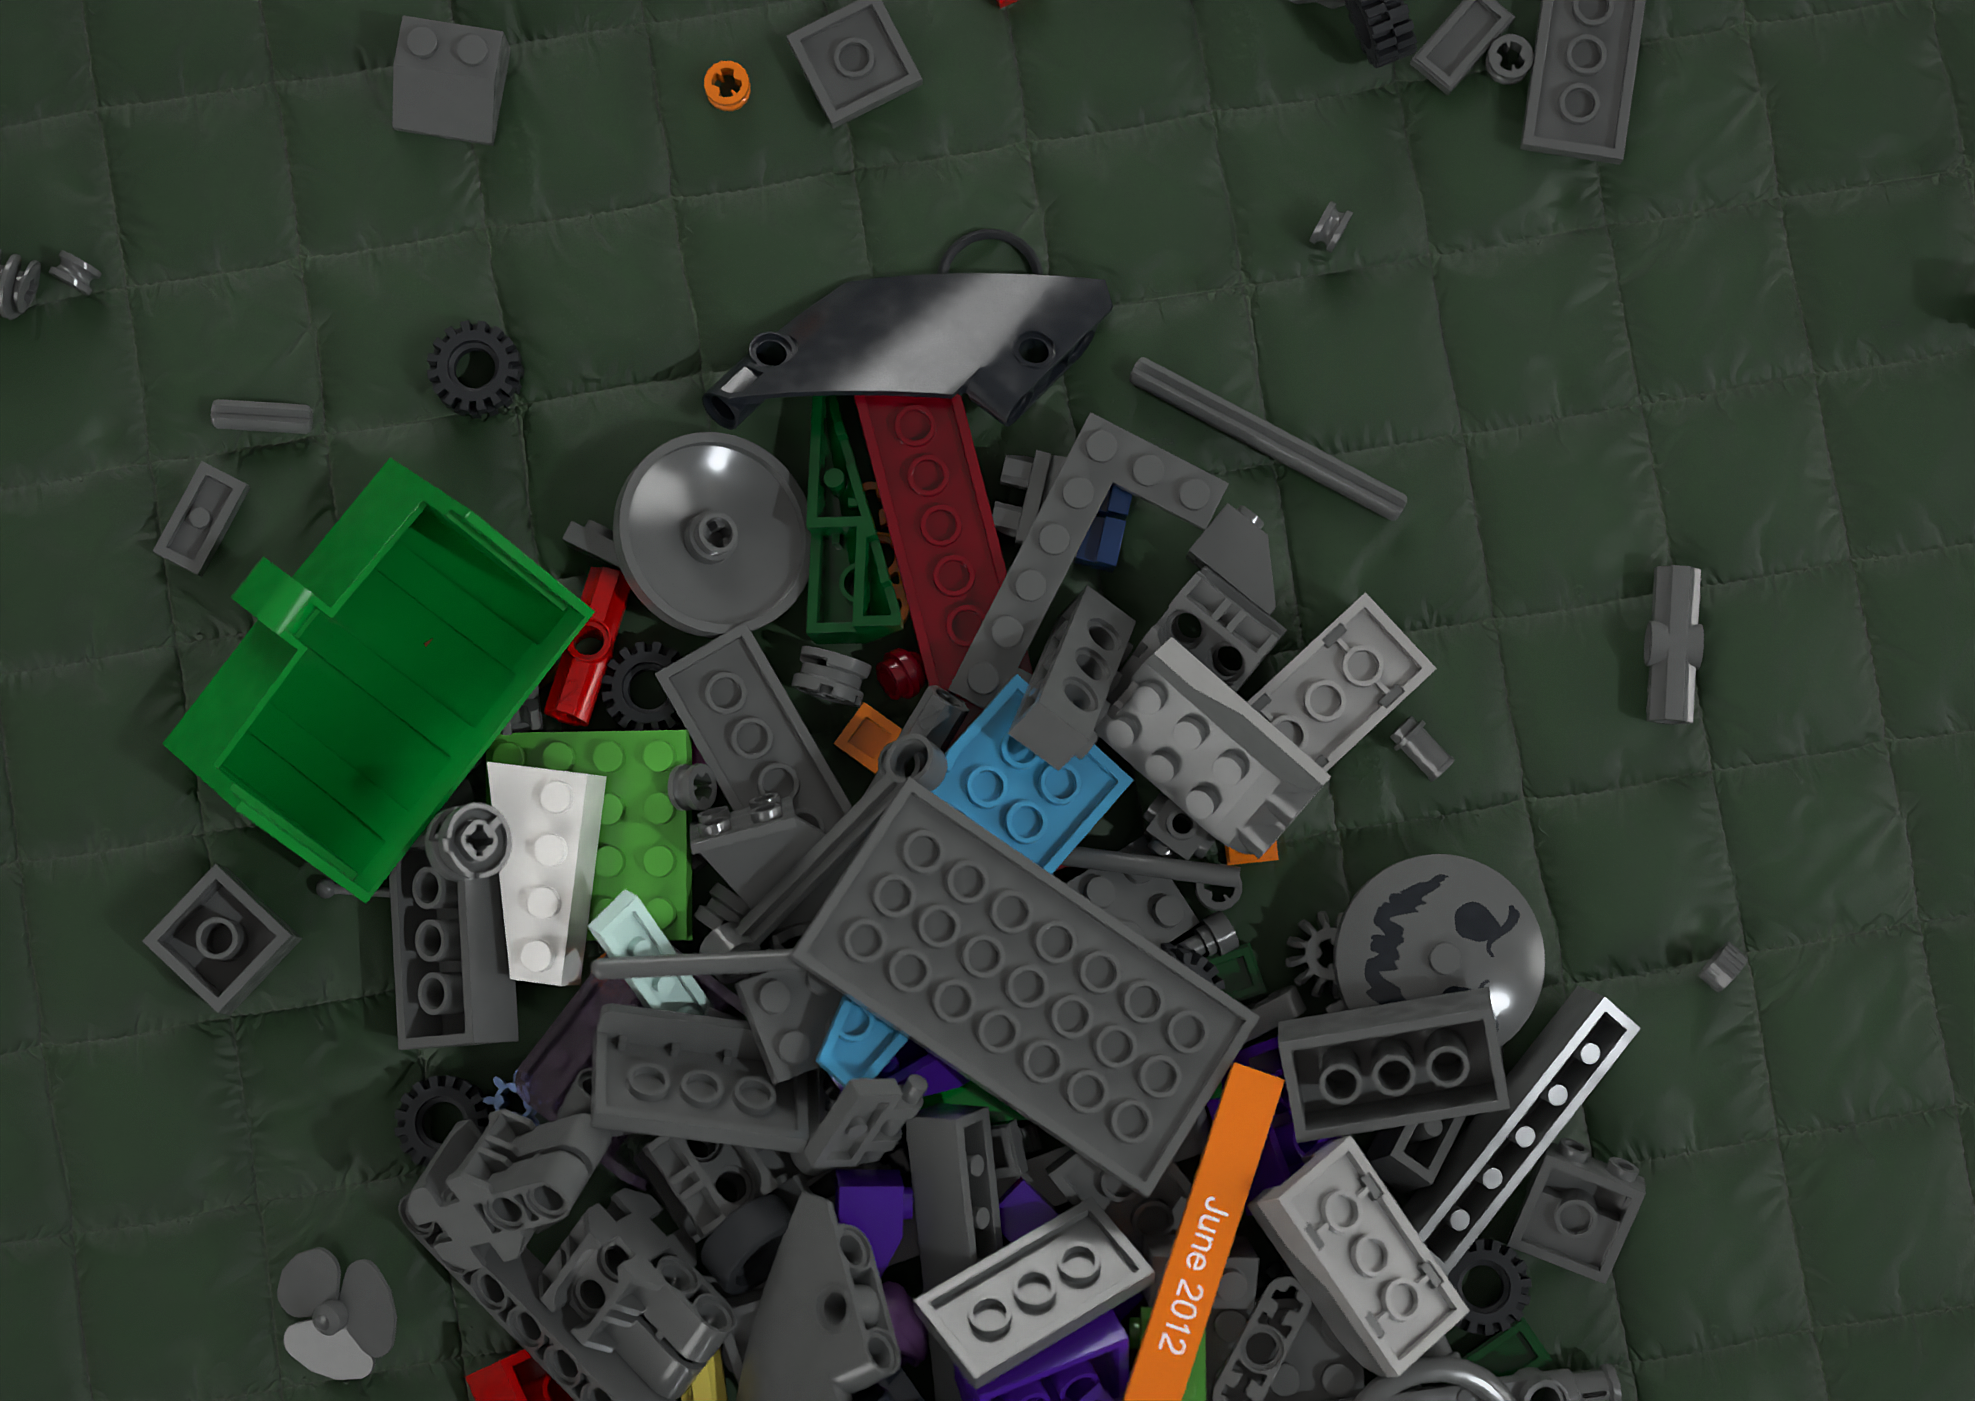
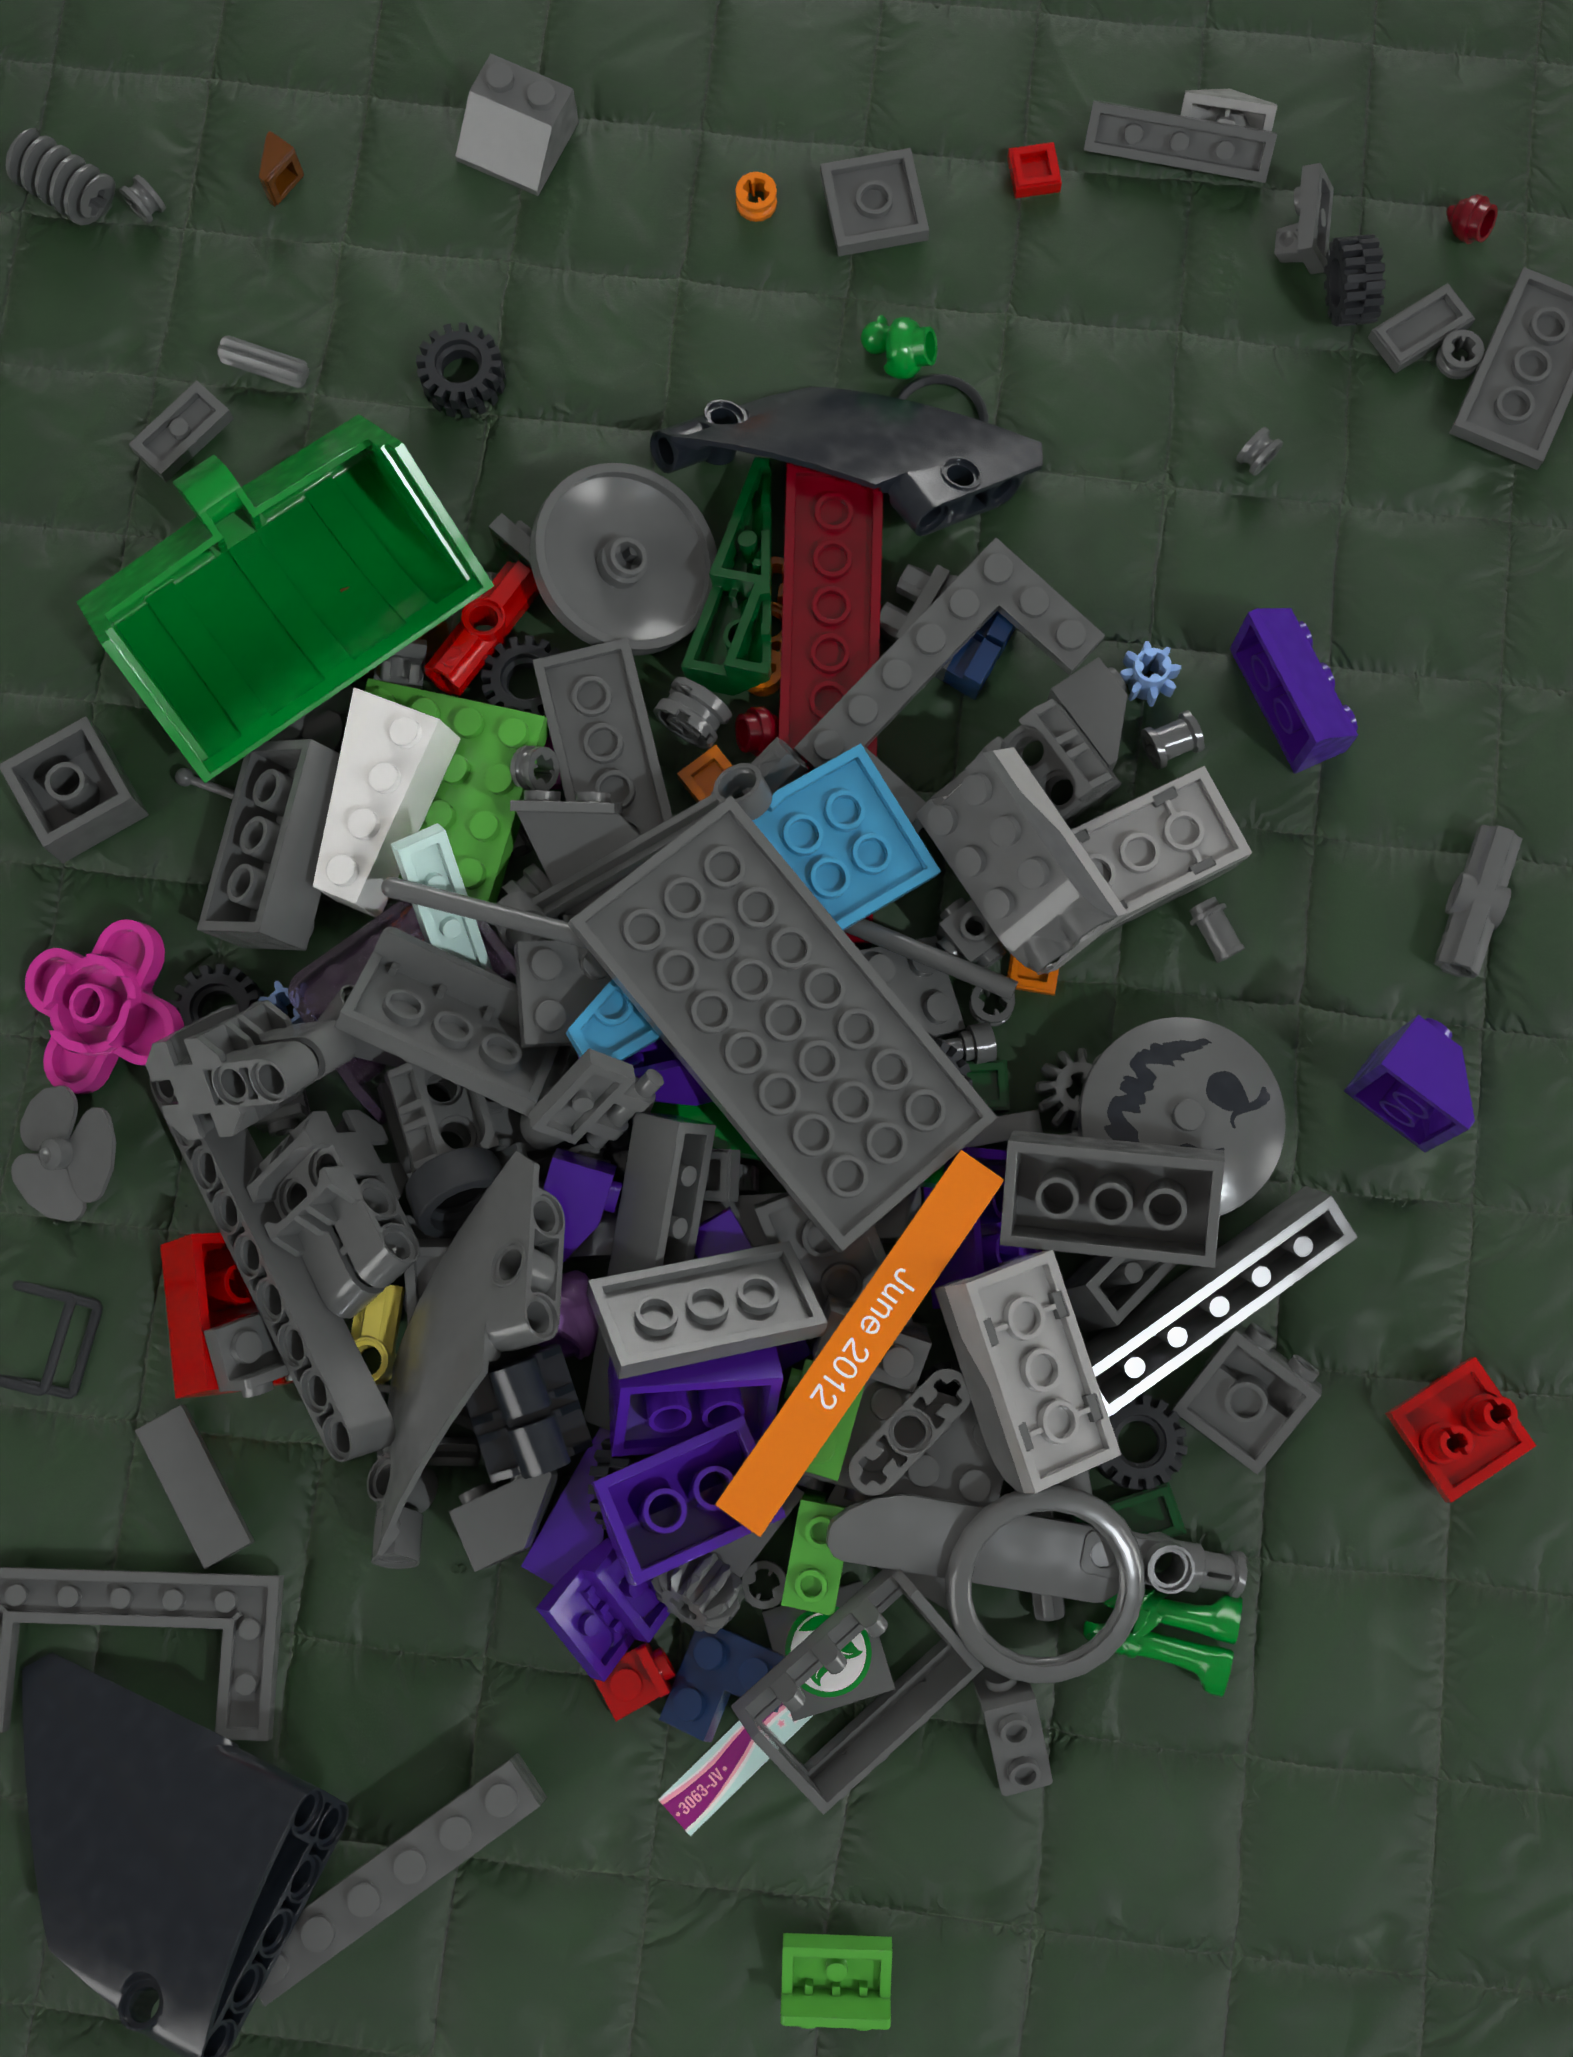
camera: 20 degrees right, 5 degrees down
(211, 198) = (279, 168): none -> reddish brown slope
(293, 1144) = (101, 1005): none -> dark pink plant
(470, 843) = (310, 747): dark grey wheel -> none
(933, 212) = (905, 345): none -> green animal
(1074, 679) = (912, 765): dark grey brick -> none
(1268, 439) = (1151, 620): dark grey axle -> none
(1296, 498) = (1155, 661): none -> light blue gear
(1325, 563) = (1172, 739): none -> dark grey bush
(1433, 475) = (1293, 687): none -> dark purple slope
(1657, 859) = (1417, 1084): none -> dark purple slope
(1723, 967) = (1448, 1208): dark grey axle -> none
(1789, 1182) = (1461, 1429): none -> red plate

